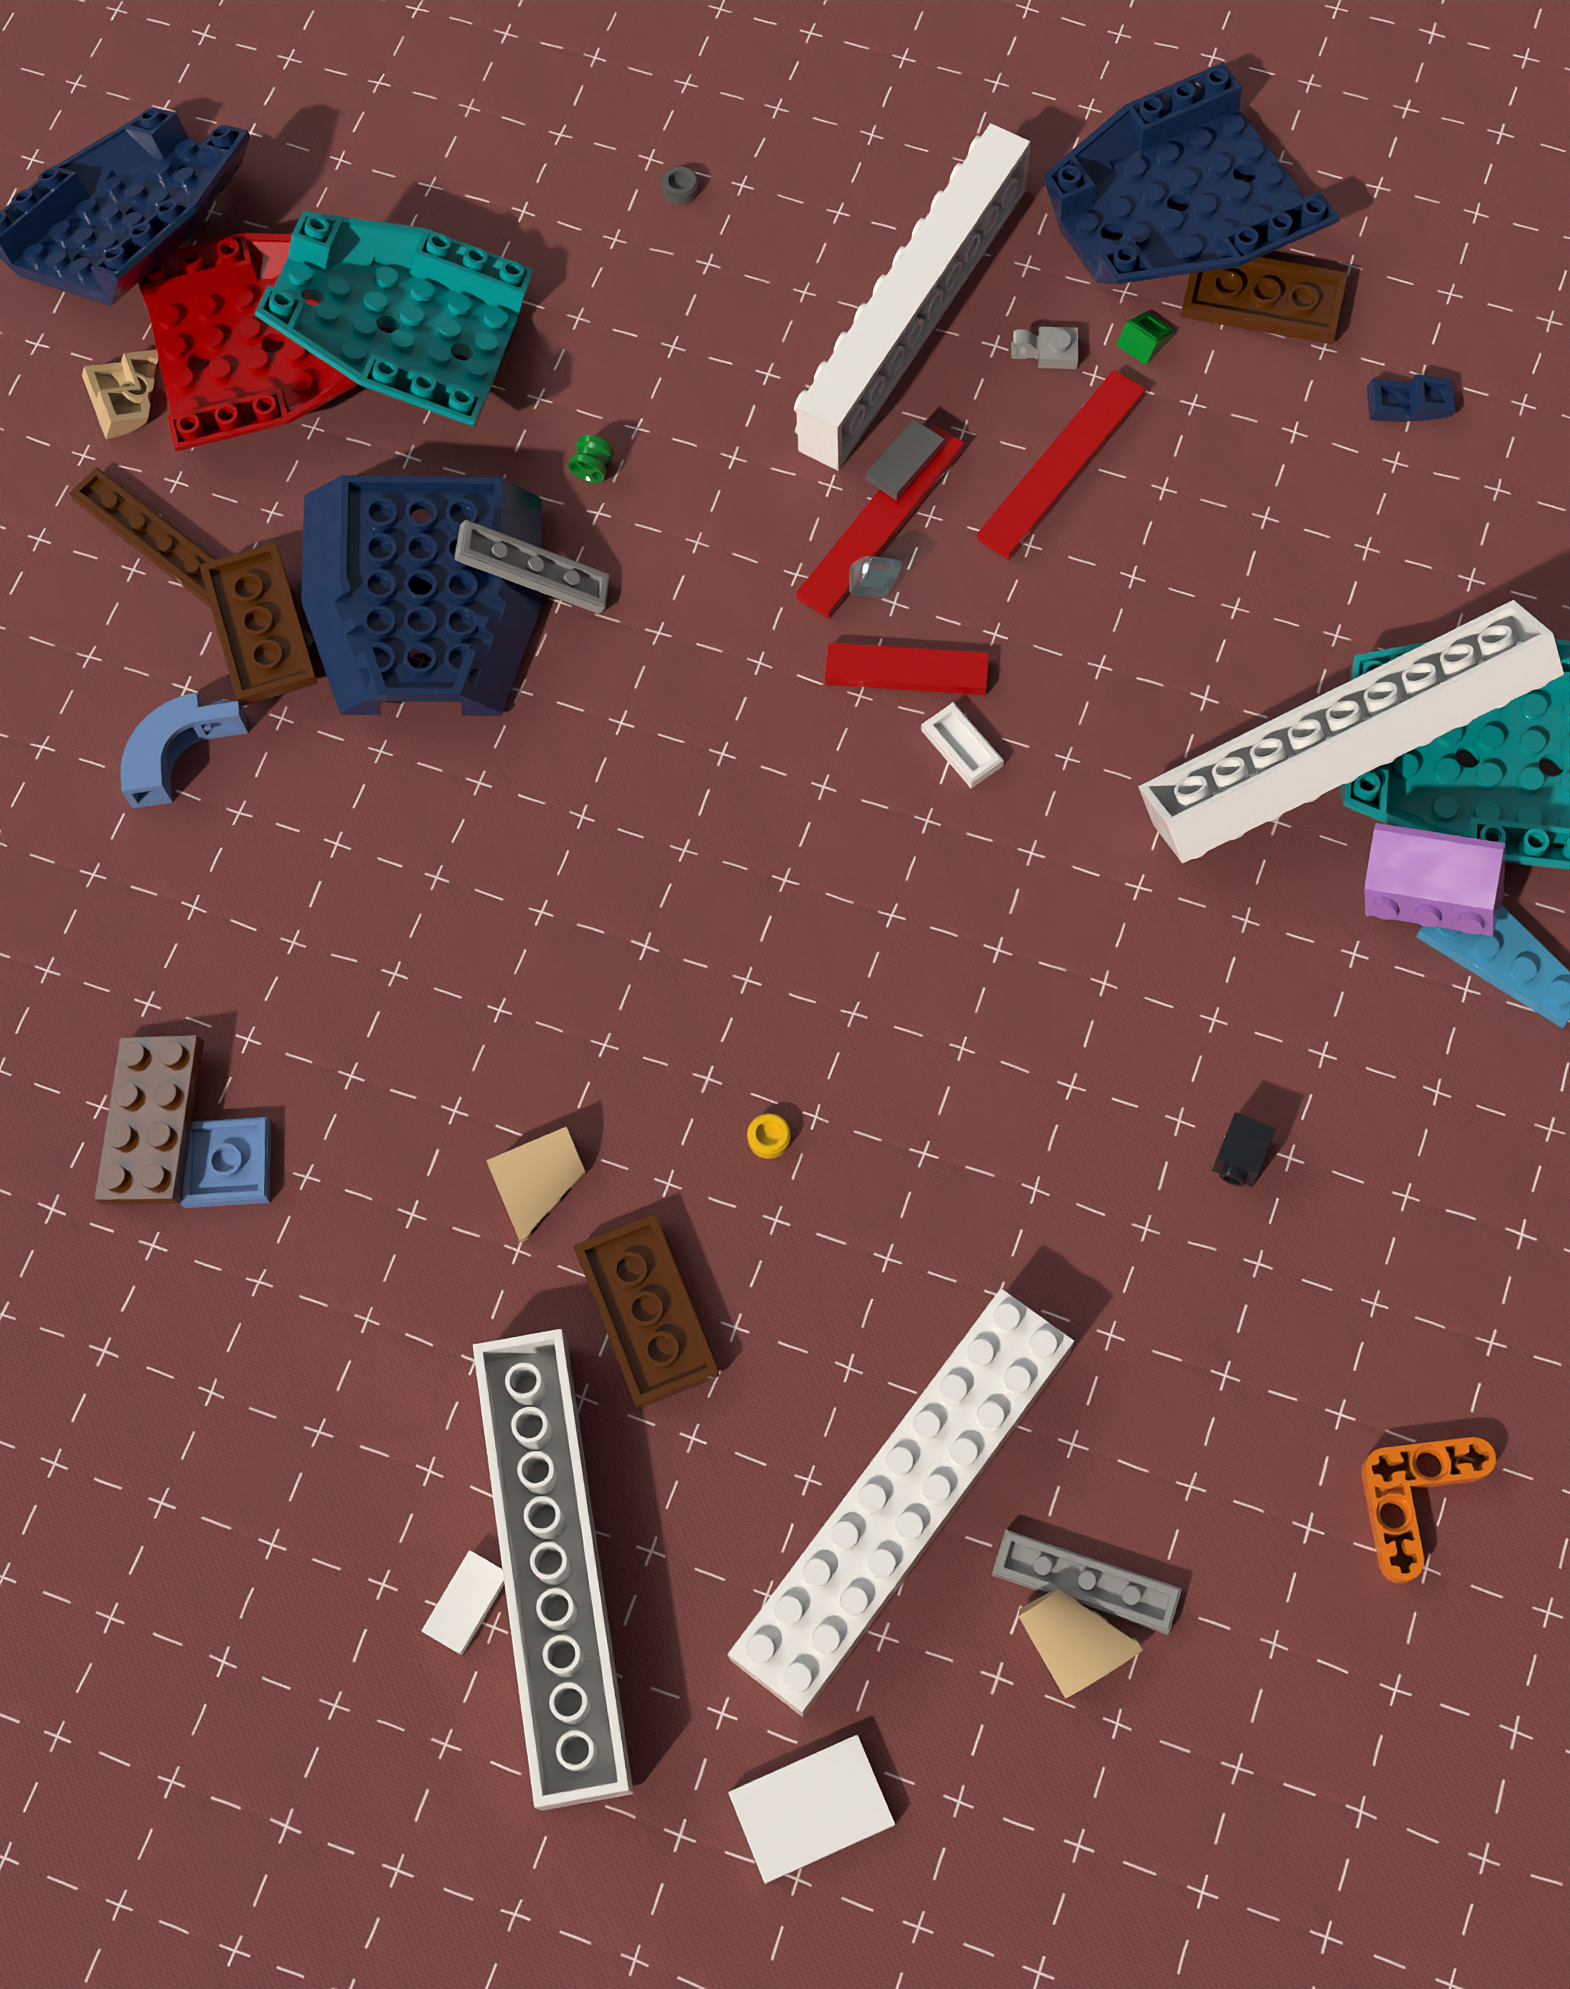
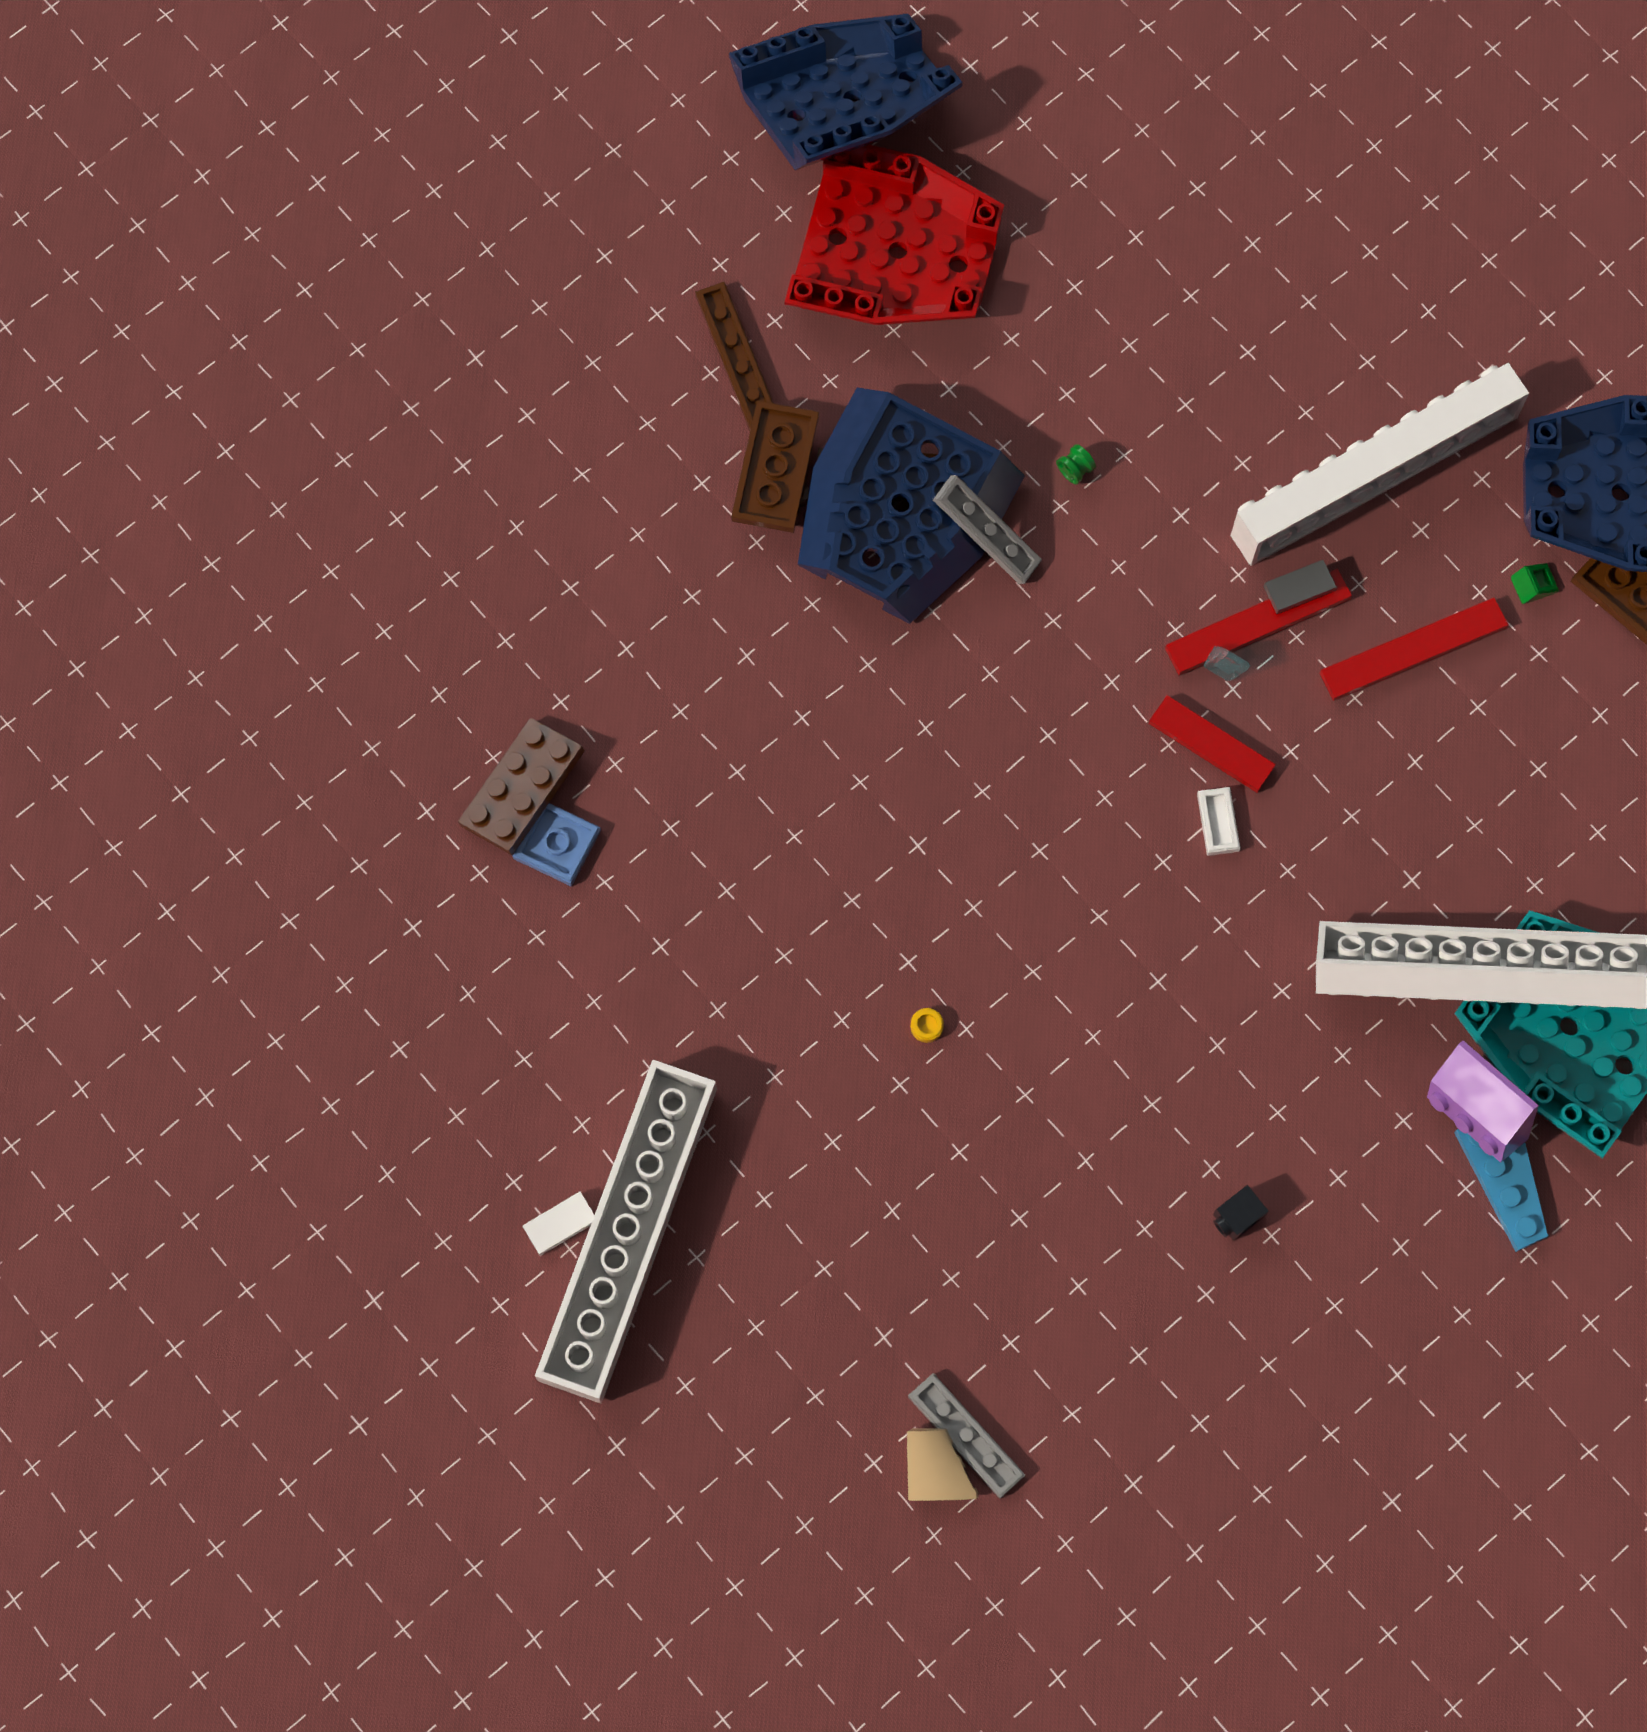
camera: 25 degrees right, 5 degrees up
(122, 391) = (772, 230): tan slope -> none
(164, 736) = (667, 515): medium blue arch -> none
(405, 278) = (1023, 265): teal wedge -> none
(536, 1178) = (754, 968): tan slope -> none
(646, 1311) = (779, 1098): reddish brown plate -> none
(680, 185) = (1261, 278): dark grey tile -> none
(811, 1809) = (708, 1476): white tile -> none
(900, 1503) = (877, 1316): white brick -> none
(1053, 347) = (1461, 556): light grey plate -> none
(1398, 1491) = (1205, 1495): orange beam -> none

